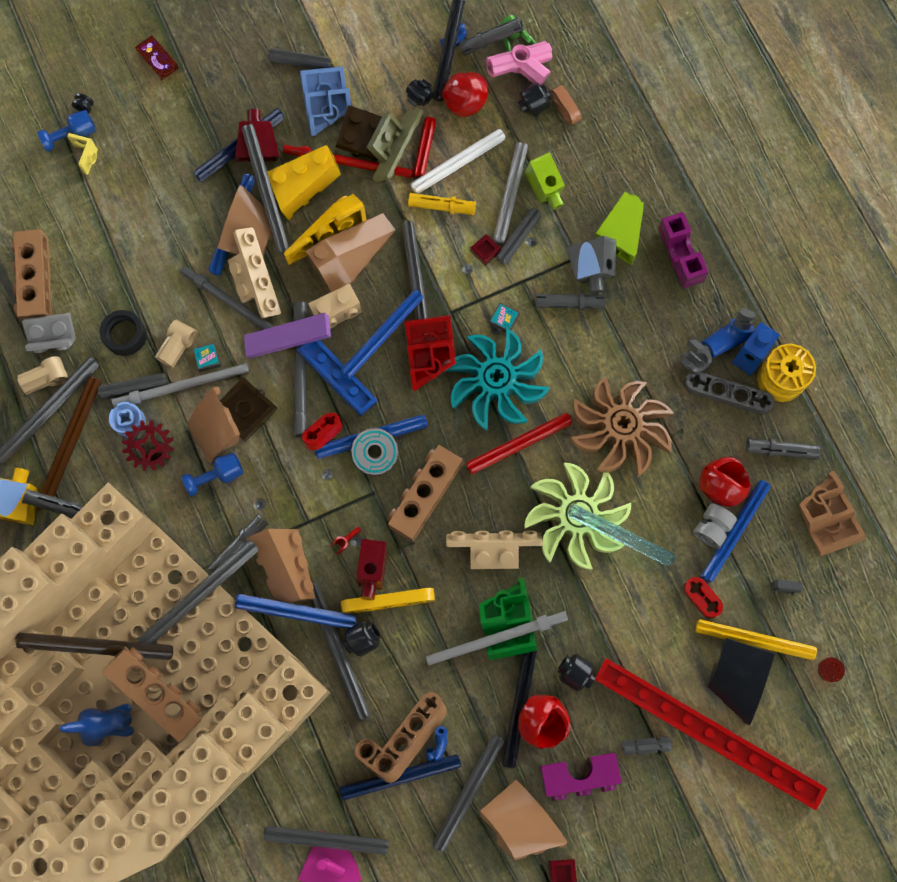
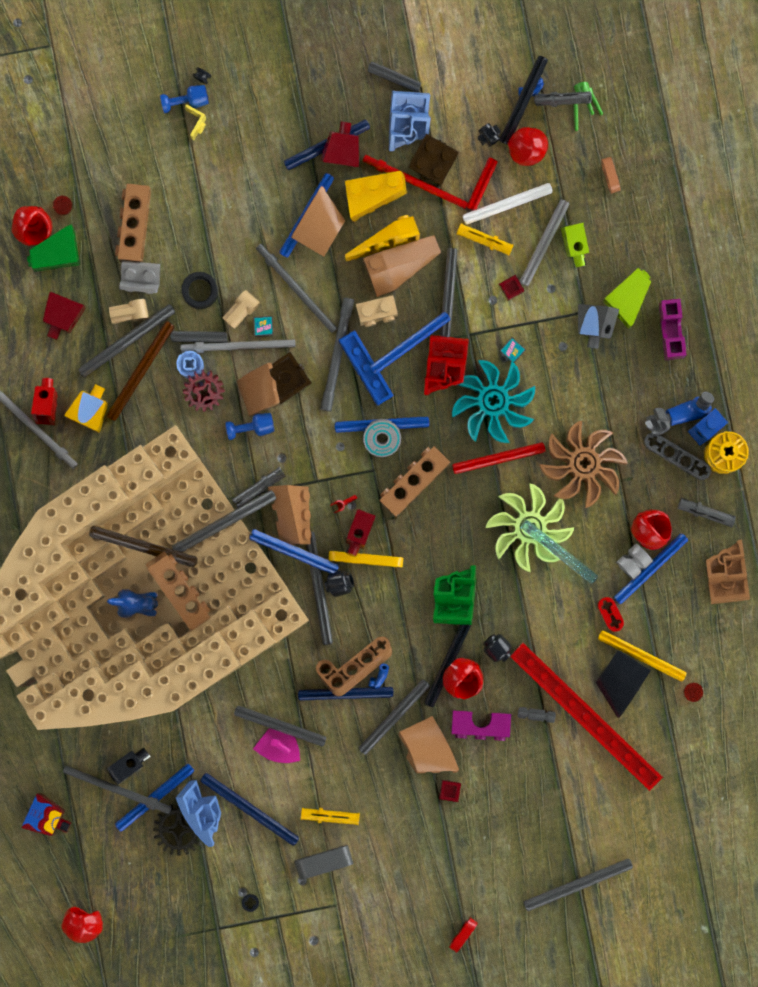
camera: 10 degrees right, 10 degrees up
(51, 503) = (133, 429): dark grey pin -> none
(156, 57) = (272, 46): clear red tile -> none
(252, 275) = (314, 267): tan bracket -> none
(265, 188) = (341, 194): dark grey axle -> none
(287, 335) = (333, 326): medium lavender tile -> none
(322, 431) = (343, 411): red beam -> none
(391, 140) = (455, 175): olive bracket -> none
(494, 549) = (458, 538): tan bracket -> none
(518, 236) = (542, 282): dark grey axle -> none
(529, 67) = (589, 134): bright pink piece -> none
(534, 99) = (585, 163): black head -> none
(542, 623) = (481, 605): light grey bar -> none
(570, 301) = (570, 349): dark grey pin -> none
(786, 586) = (677, 621): dark grey tile -> none

